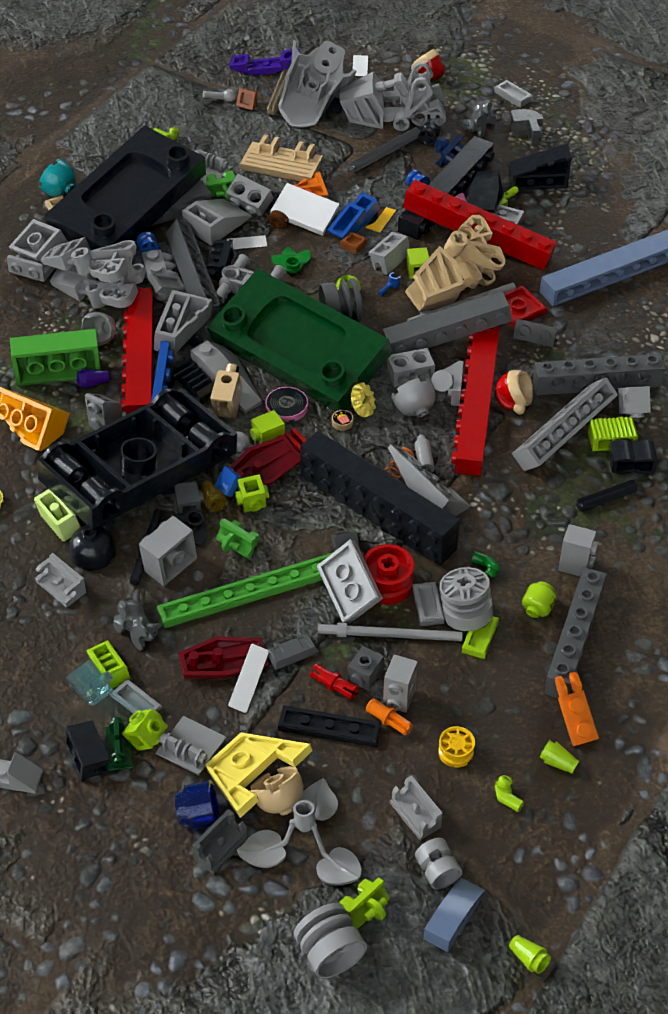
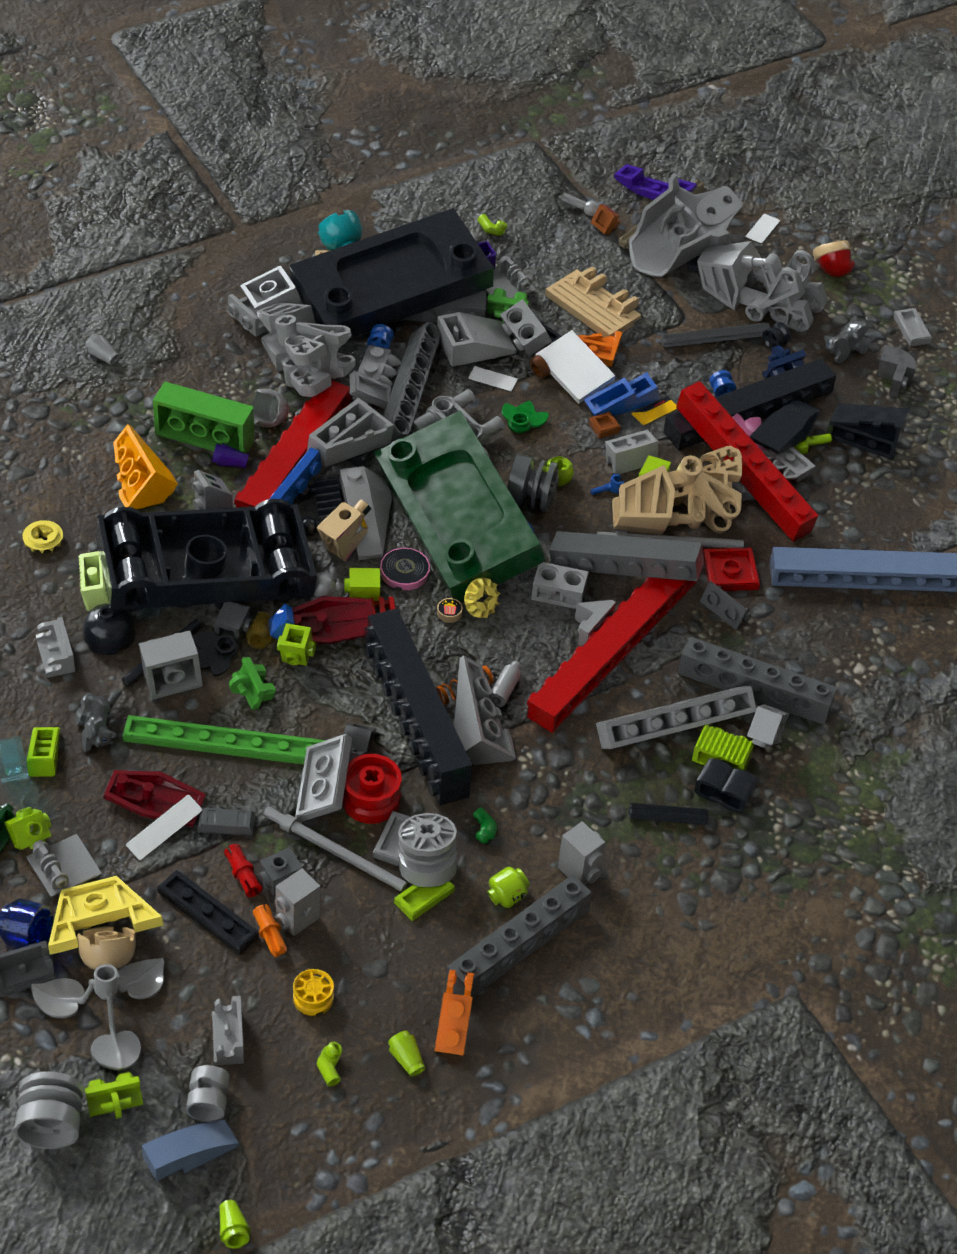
camera: 25 degrees right, 0 degrees up
(134, 698) = (44, 796): light grey tile -> none
(220, 258) = (450, 385): black hinge -> none
(415, 397) = (536, 619): light grey cylinder -> none
(441, 380) = (574, 613): light grey tile -> none
(514, 391) = (651, 659): tan piece -> none

